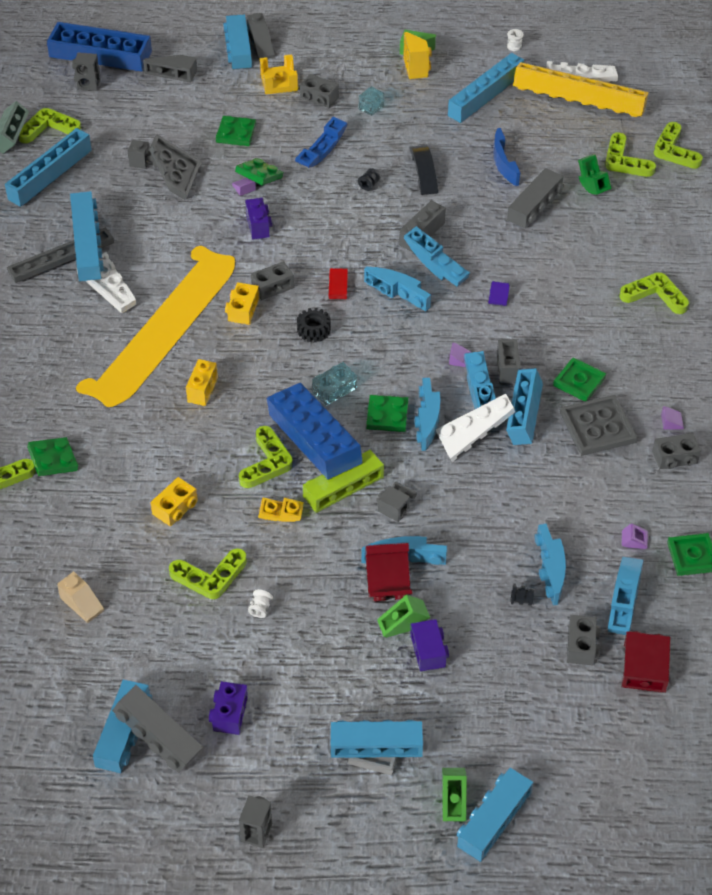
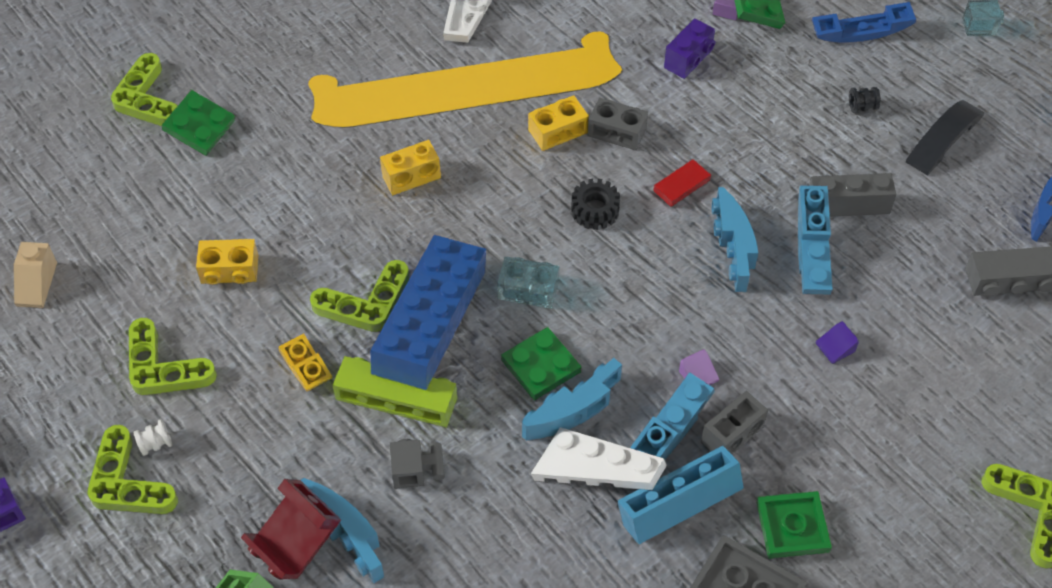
camera: 50 degrees right, 5 degrees up
(268, 639) = (118, 486): none -> lime beam

